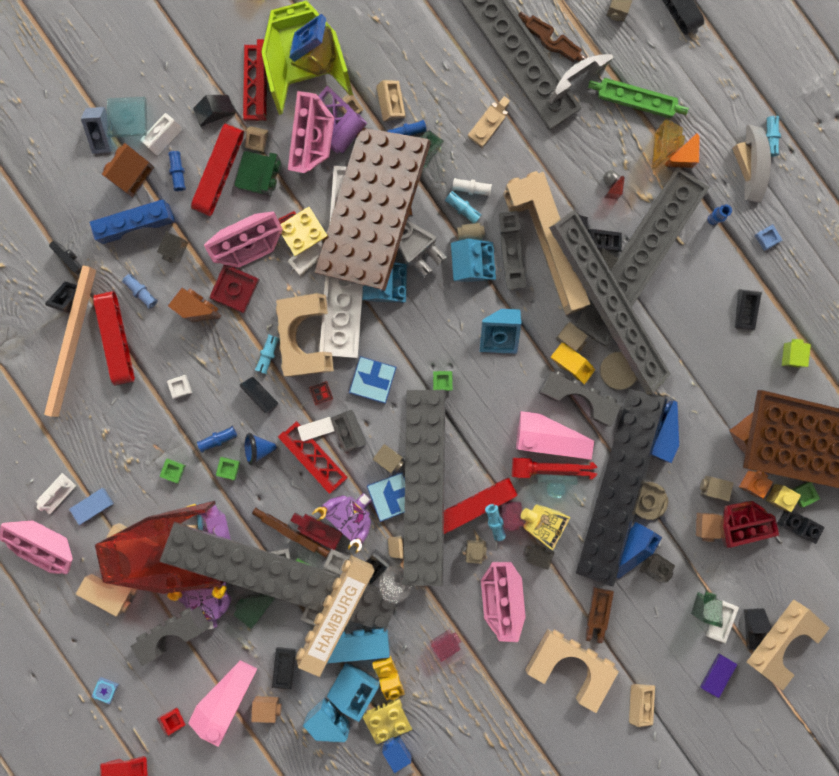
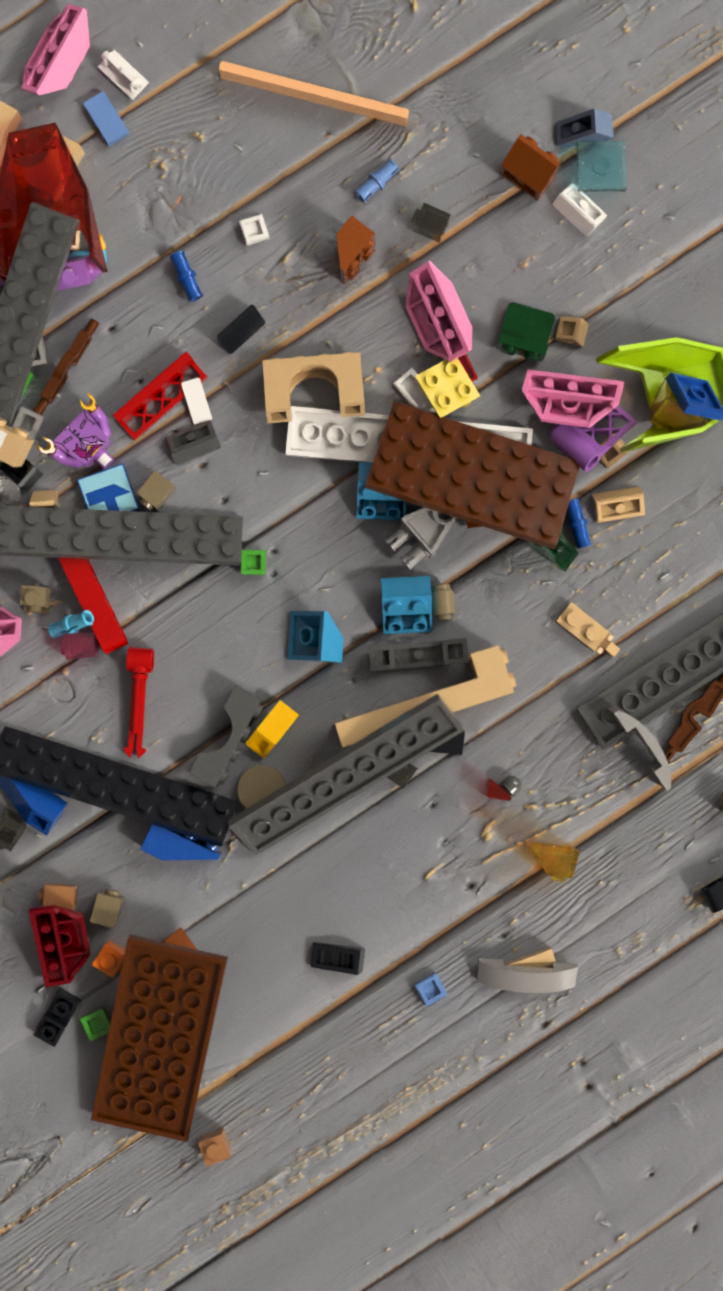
camera: 90 degrees right, 0 degrees up
(63, 297) = (369, 85): black slope -> none
(66, 256) = (421, 90): black plate -> none
(113, 338) = (317, 148): red beam -> none
(145, 216) = (468, 180): blue arch -> none
(172, 470) = (148, 220): bright green plate -> none
(177, 171) = (530, 229): blue pin -> none
(213, 108) = (610, 276): black slope -> none
(217, 169) = (530, 280): red beam -> none
(227, 468) = (149, 289): bright green plate -> none
(234, 288) = (377, 300): dark red tile -> none
(257, 448) = (173, 326): blue hat -> none
(259, 82) = (626, 337): red fence -> none
(267, 354) = (293, 340): medium azure pin -> none
(317, 530) = (67, 400): dark red hinge -> none
(321, 393) = (241, 408): clear red tile -> none
(372, 379) = (257, 474): medium azure tile -> none
(463, 207) = (476, 593): medium azure pin -> none
(472, 187) = (502, 605): white pin -> none
(538, 556) = (27, 678): clear smoke brick -> none
(545, 524) = (67, 686): light yellow torso -> none
(546, 436) = (178, 694): bright pink wedge -> none
(556, 483) = (118, 704): clear light blue tile -> none
(572, 337) = (304, 729): dark tan brick -> none
(617, 240) = (432, 758): black slope -> none
(638, 98) = (616, 823): bright green plate -> none
(648, 245) = (425, 833): dark grey plate -> none
(652, 501) = (93, 825): dark tan tile -> none
(687, 155) = (539, 884): orange slope -> none
(719, 214) = (462, 926): blue pin -> none
(773, 134) = (564, 999): medium azure pin -> none
(783, 497) = (92, 993): light yellow brick -> none
(796, 354) = (277, 1018): lime brick -> none

